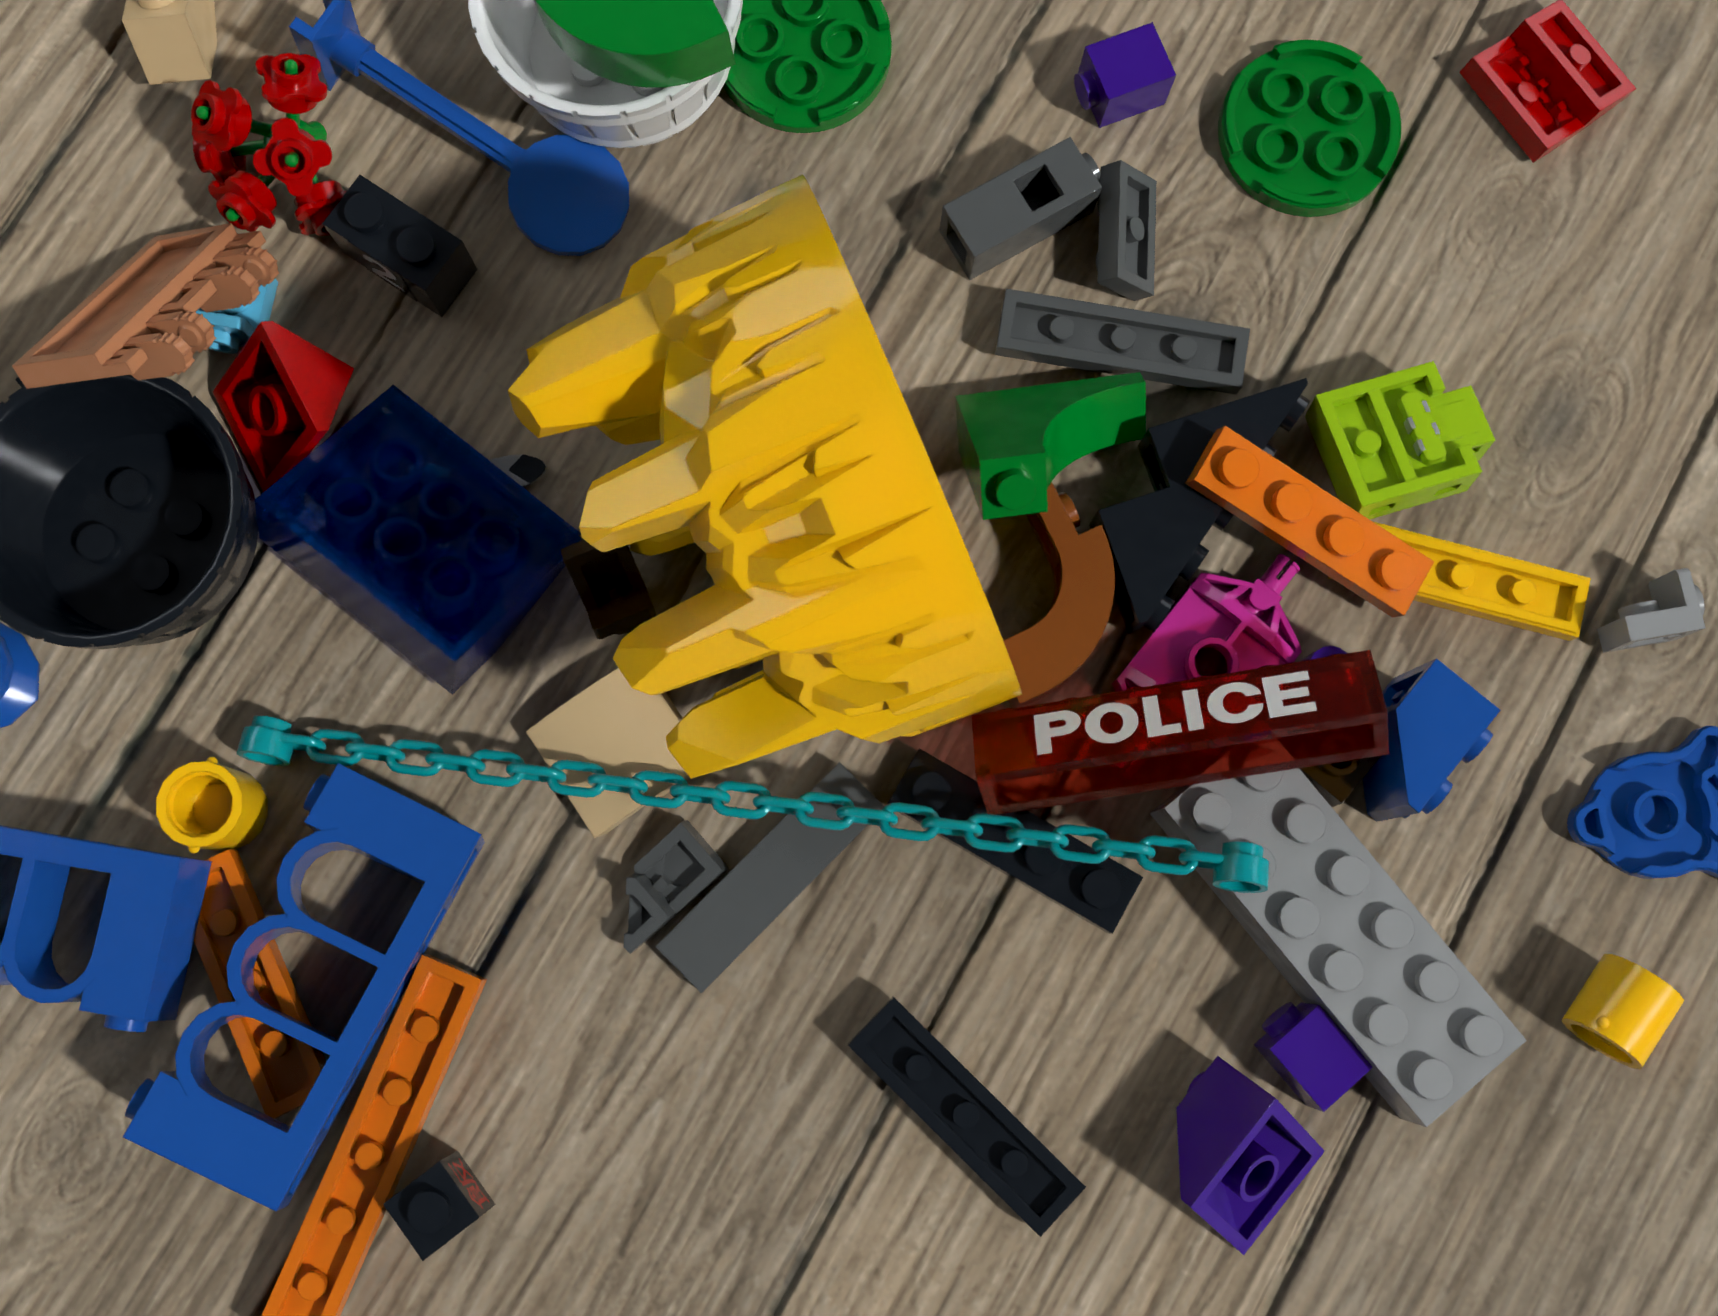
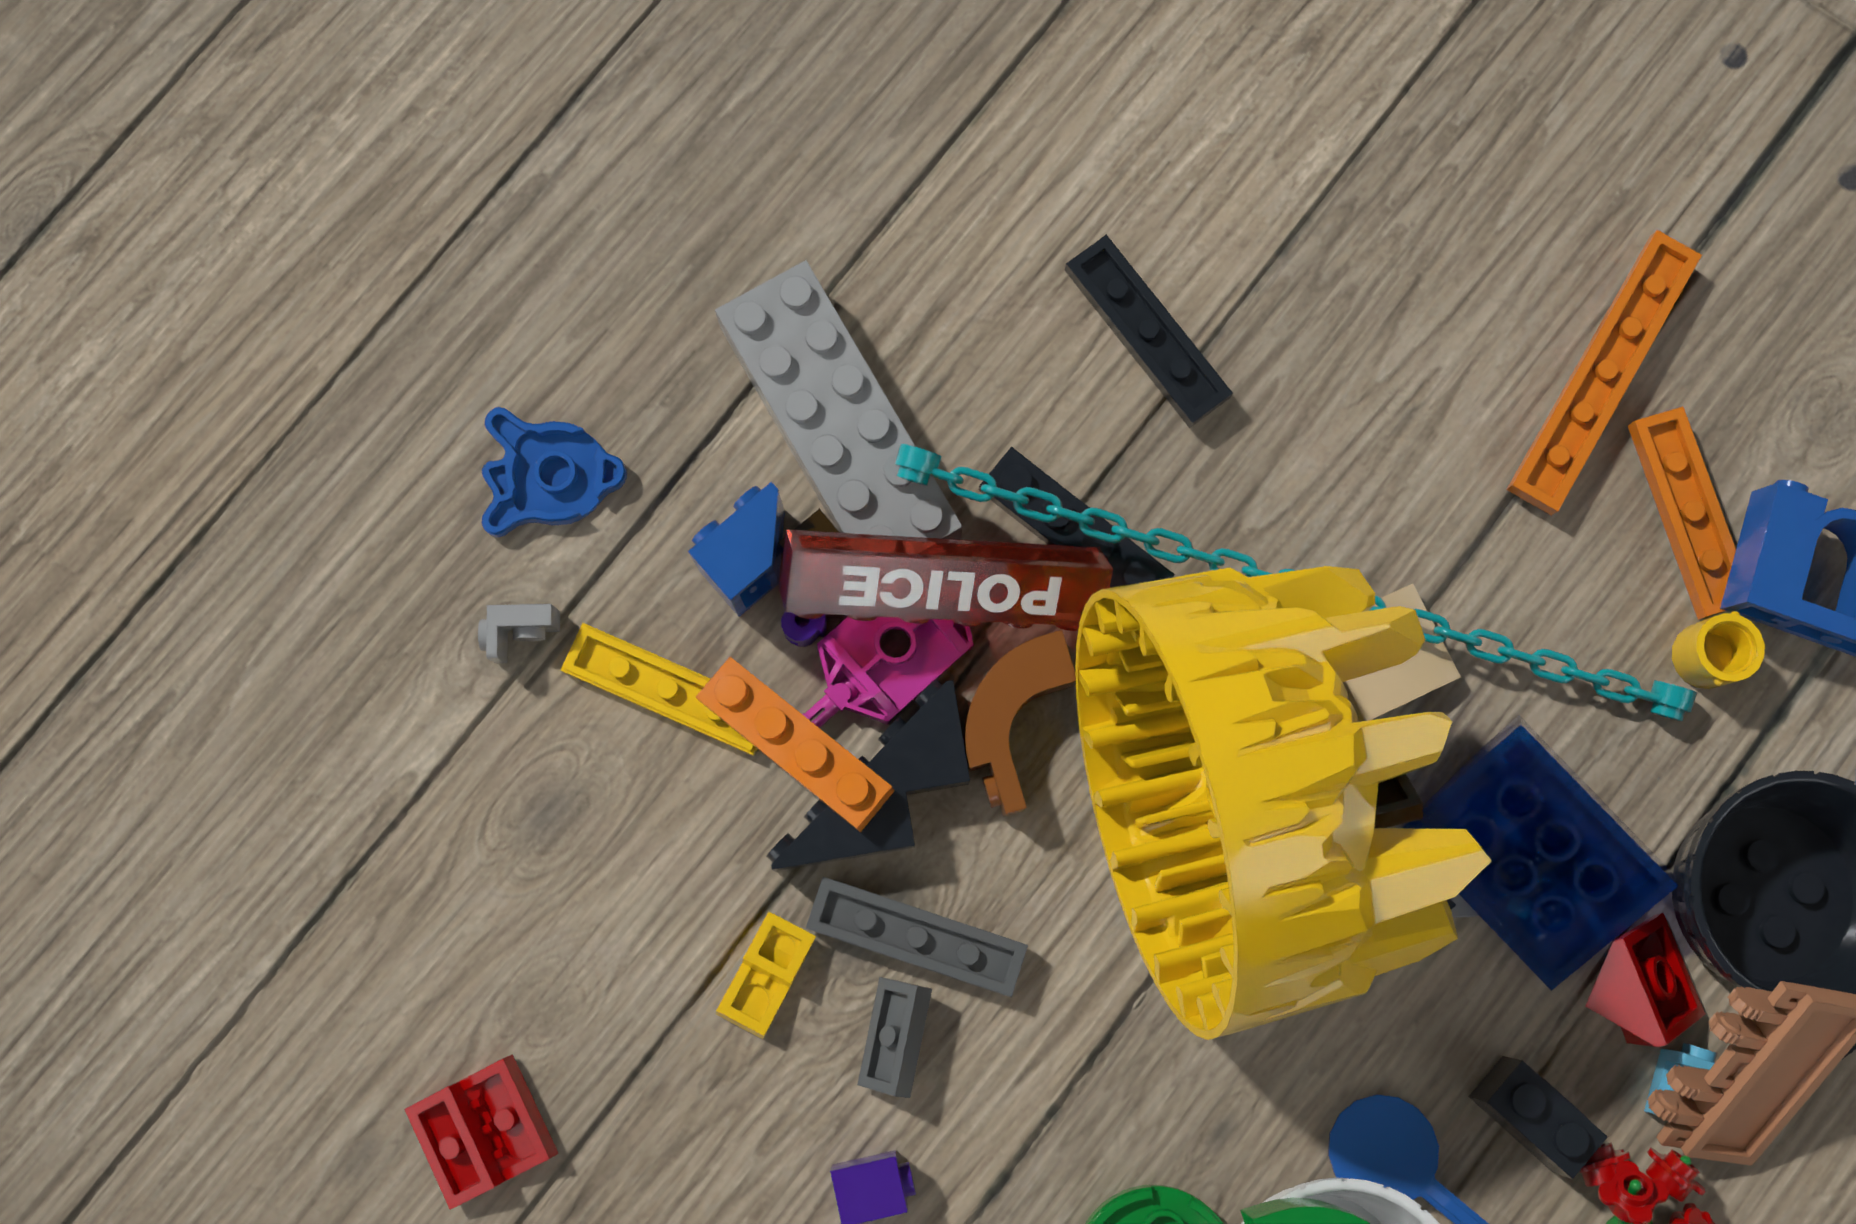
camera: 170 degrees left, 0 degrees up
(231, 1142) = (1711, 387): blue fence -> none
(439, 1204) = (1556, 326): black brick -> none
(668, 882) = (1360, 539): dark grey slope -> none
(762, 885) = (1292, 517): dark grey tile -> none
(1020, 207) = (984, 1073): dark grey brick -> none
(1026, 435) = (1016, 859): green arch -> none
(1238, 1153) = (946, 269): dark purple slope -> none
(1280, 278) = (765, 975): none -> yellow slope
(1309, 129) = (708, 1118): green tile -> none
(1311, 1054) = (877, 330): dark purple brick -> none
(1399, 440) = (698, 807): lime piece -> none
(1623, 1010) = (626, 324): yellow piece -> none

